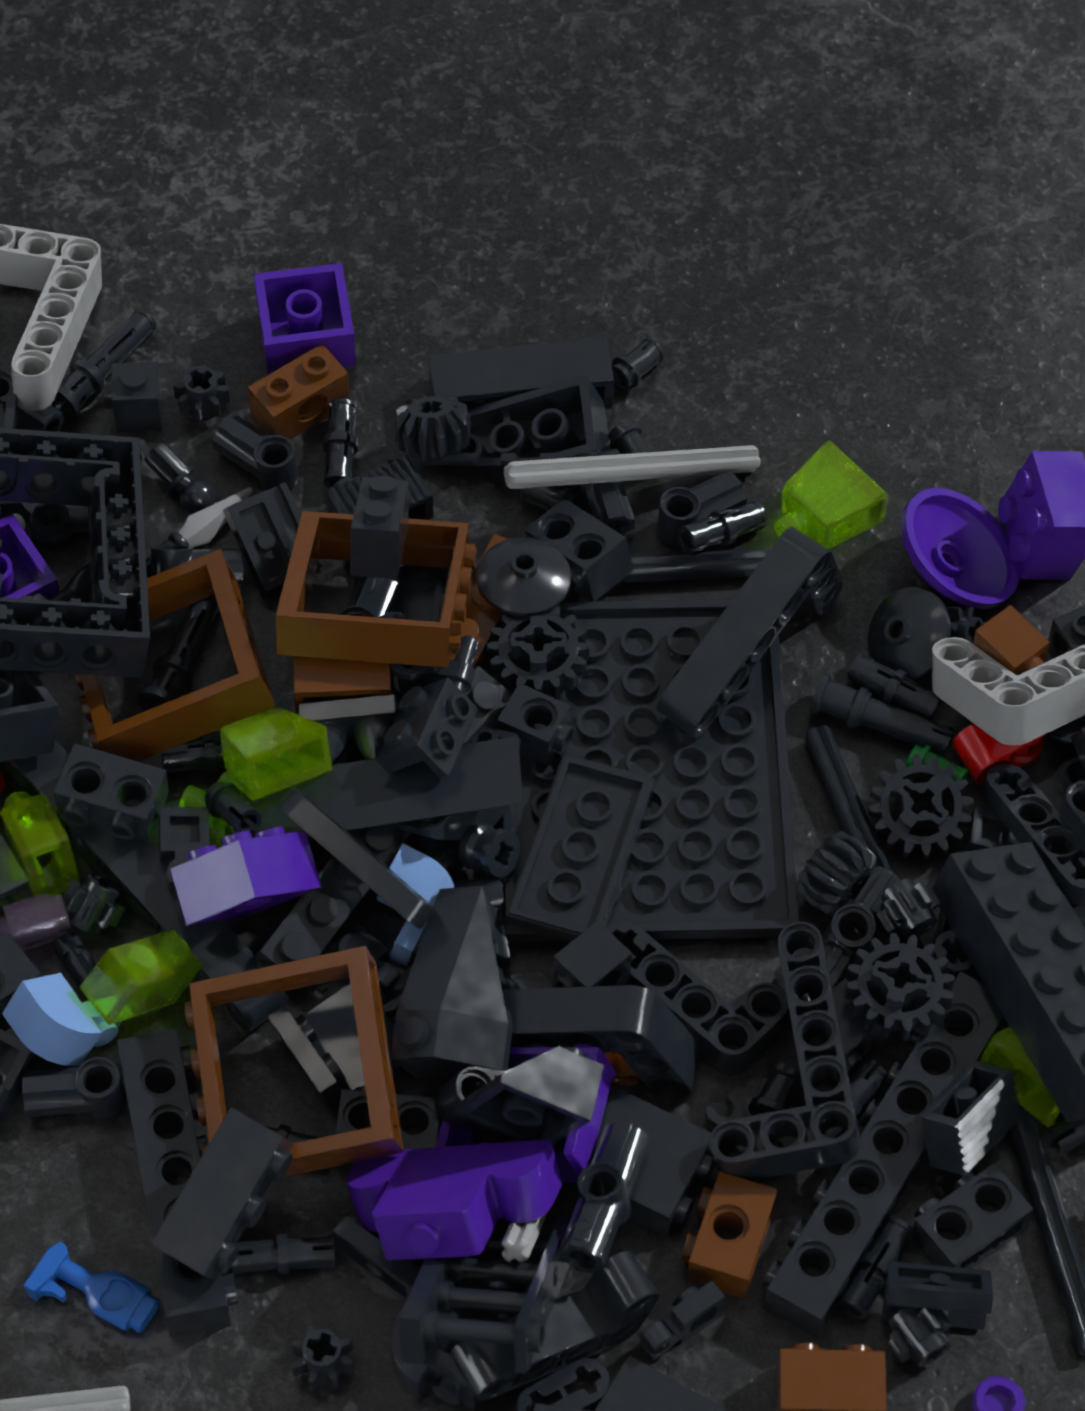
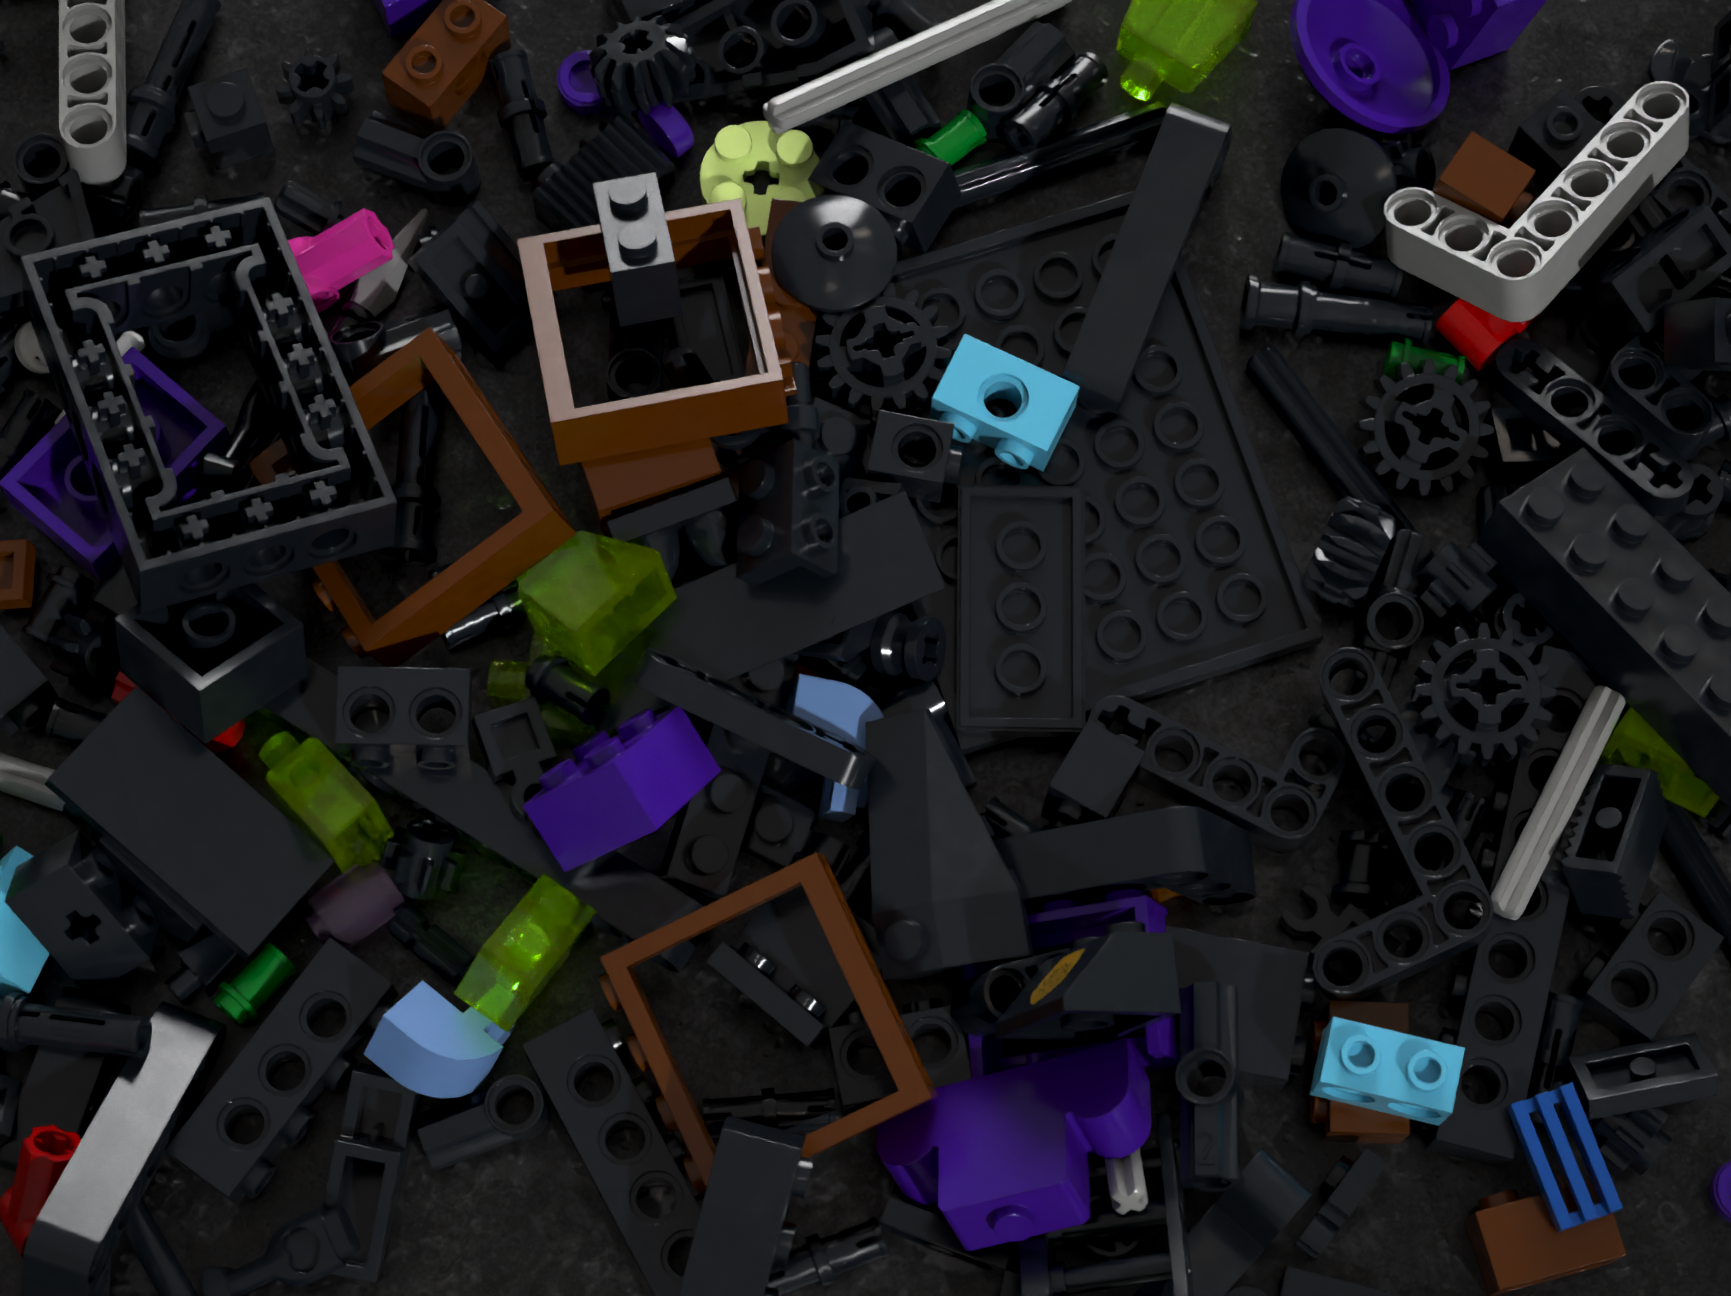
camera: 20 degrees left, 15 degrees up
(176, 500) = (341, 255): none -> dark pink piece
(384, 439) = (577, 85): none -> dark purple tile
(438, 477) = (667, 130): none -> dark purple tile
(494, 506) = (755, 147): none -> yellowish green plate
(605, 684) = (987, 373): none -> medium azure brick
(643, 535) = (954, 138): none -> green pin
(740, 1222) = (1387, 1071): none -> medium azure brick
(856, 1285) = (1587, 1146): none -> blue tile
(932, 1078) = (1556, 802): none -> light grey axle

